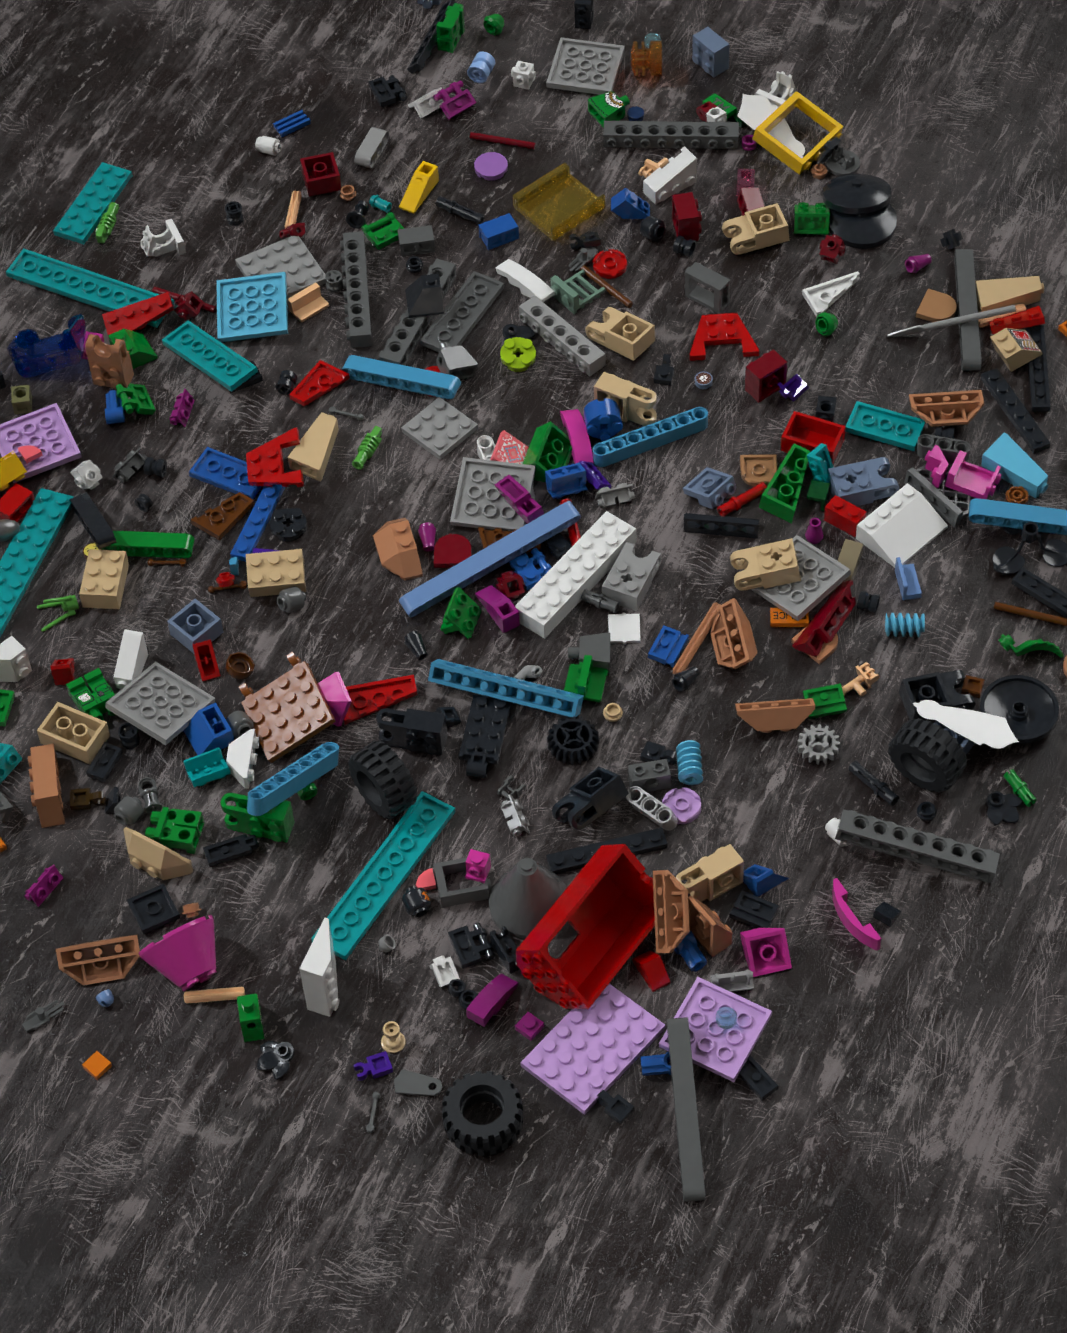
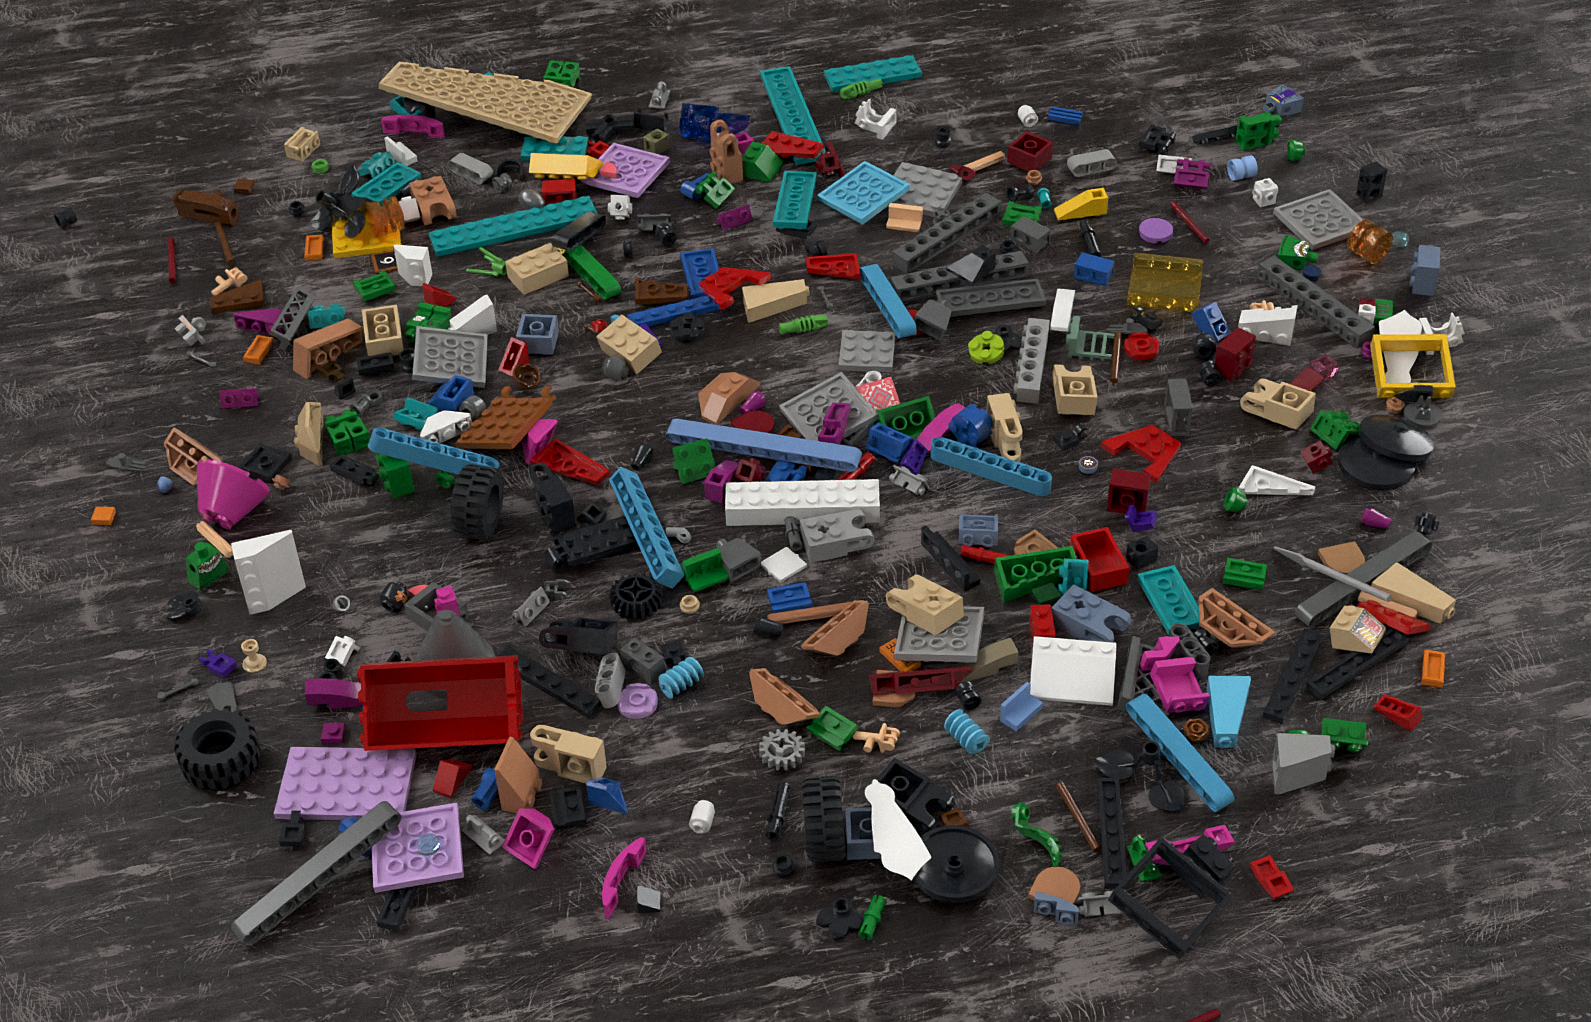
camera: 50 degrees right, 10 degrees down
(128, 810) = (340, 398): dark grey head -> none
(386, 872) = (405, 564): teal plate -> none
(465, 948) = (378, 647): black plate -> none
(670, 911) = (491, 750): nougat wedge -> none
(814, 531) = (1004, 619): magenta cone -> none
(900, 368) = (1244, 574): none -> green plate
(923, 854) = (756, 942): dark grey brick -> none

